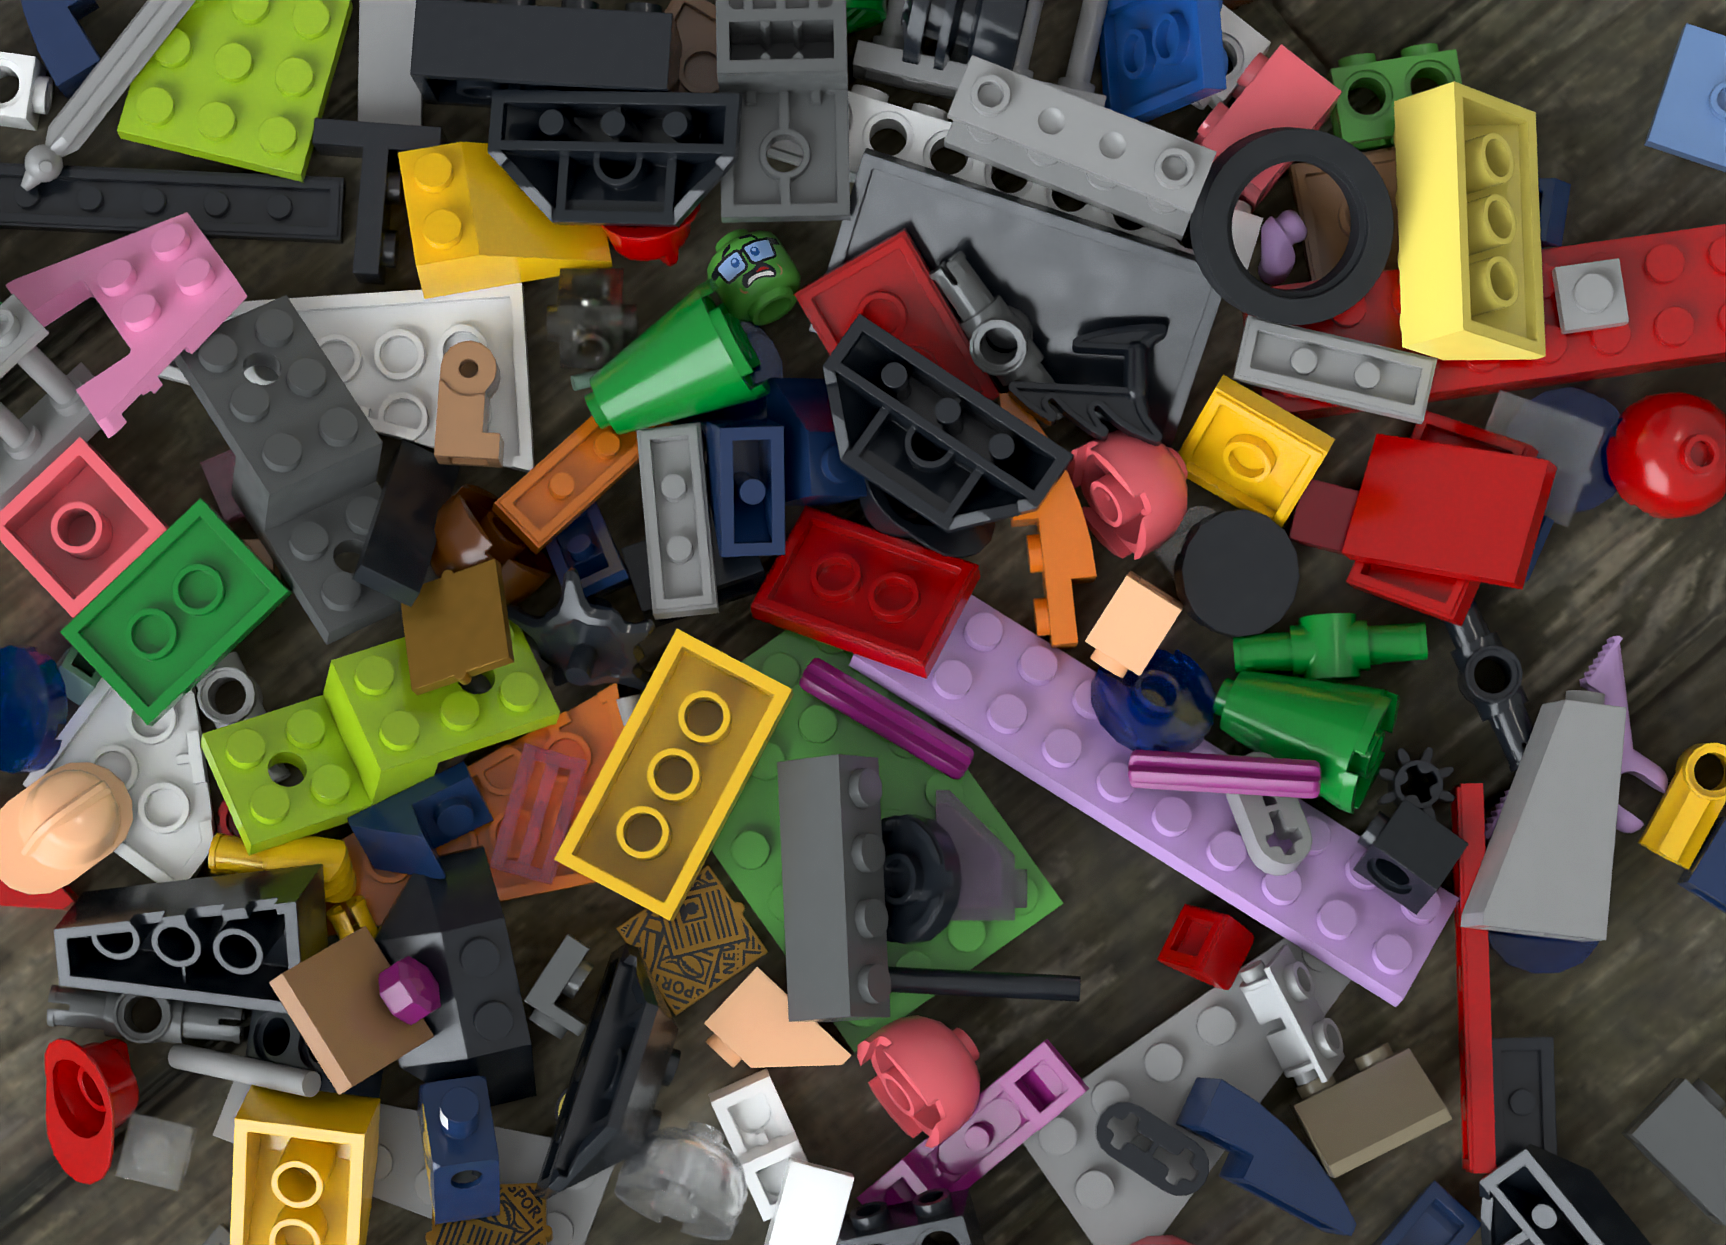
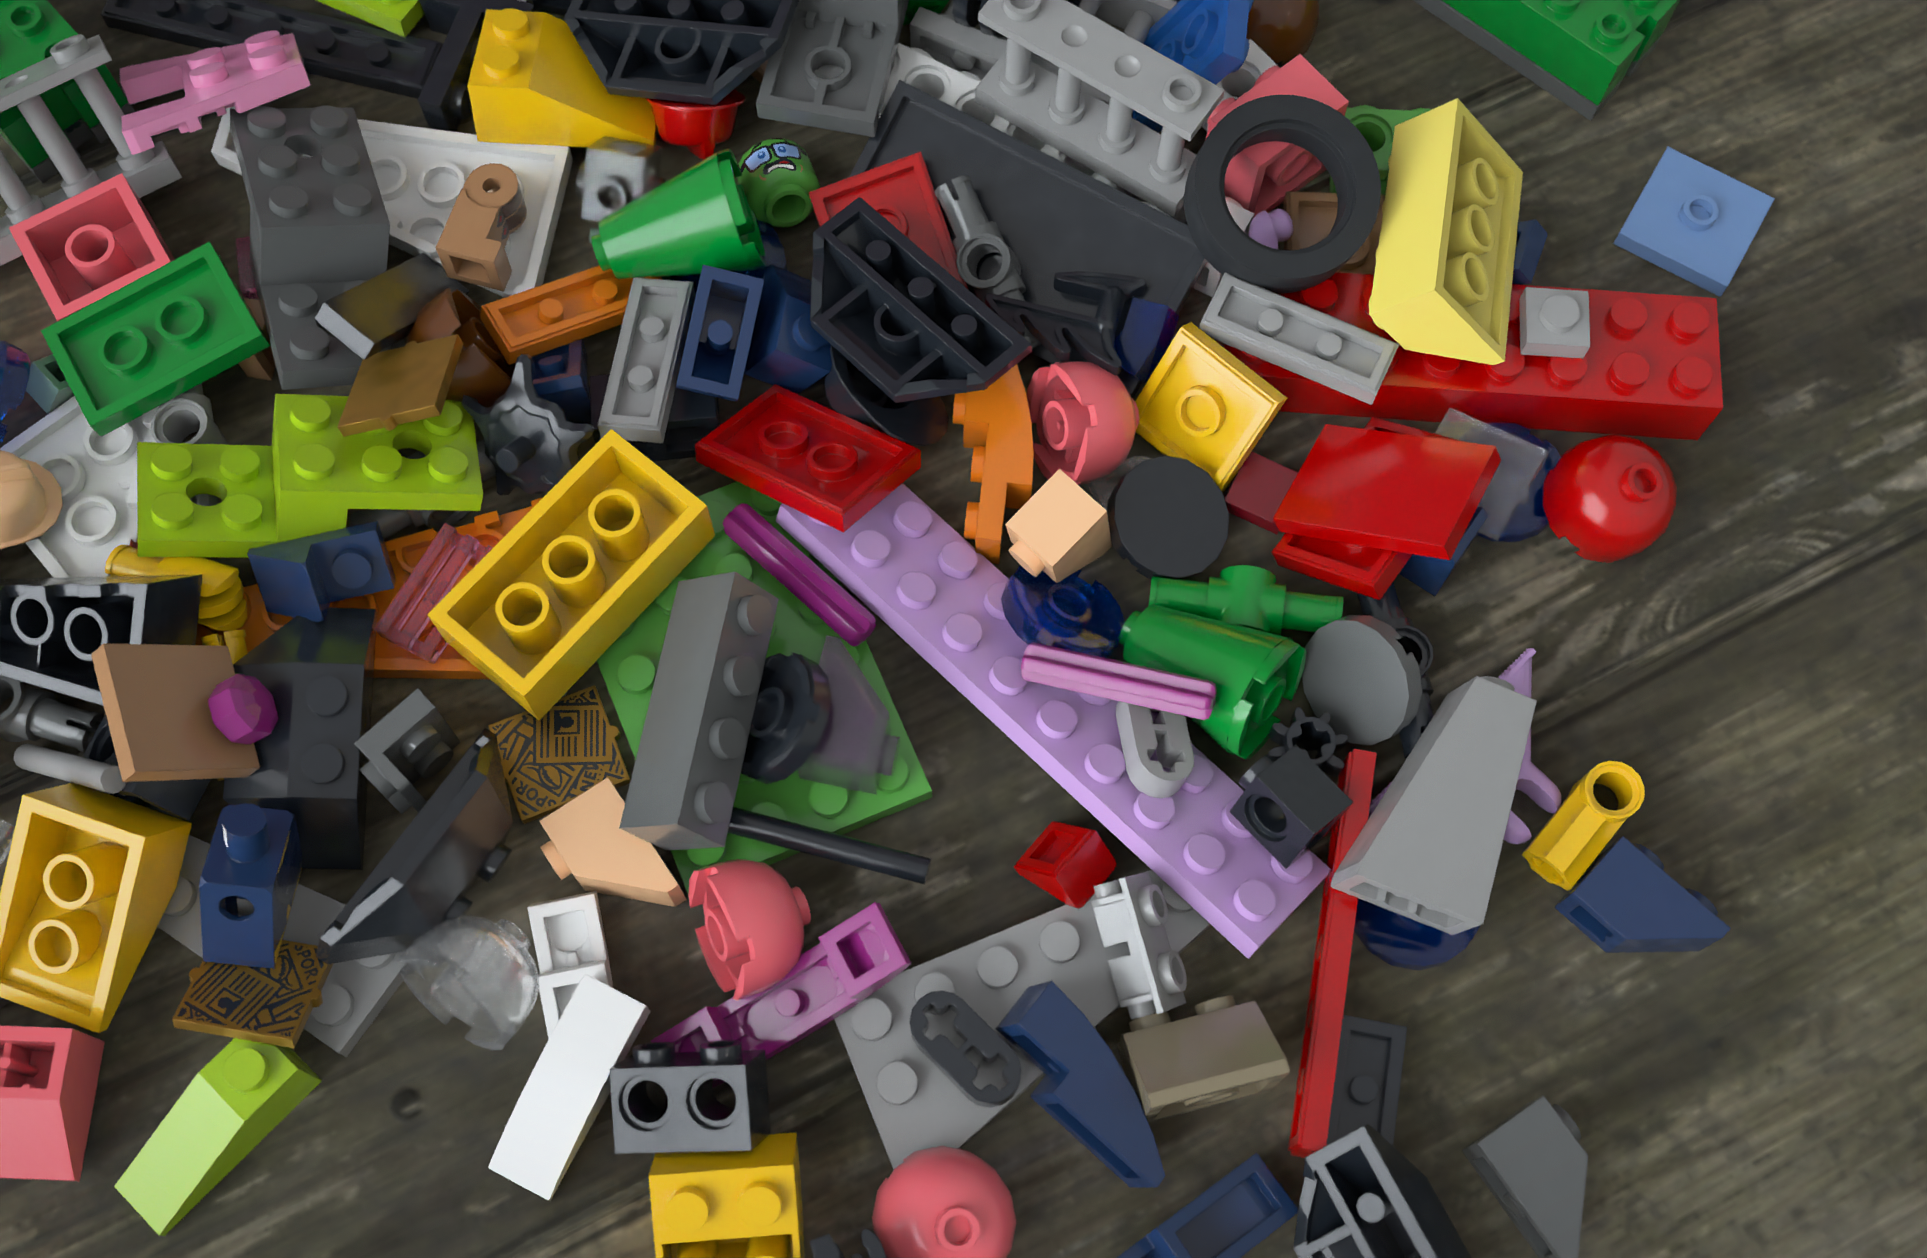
camera: 10 degrees right, 15 degrees down
(1177, 390) = (1145, 337): none -> clear blue piece
(1456, 709) = (1361, 679): none -> dark grey tile

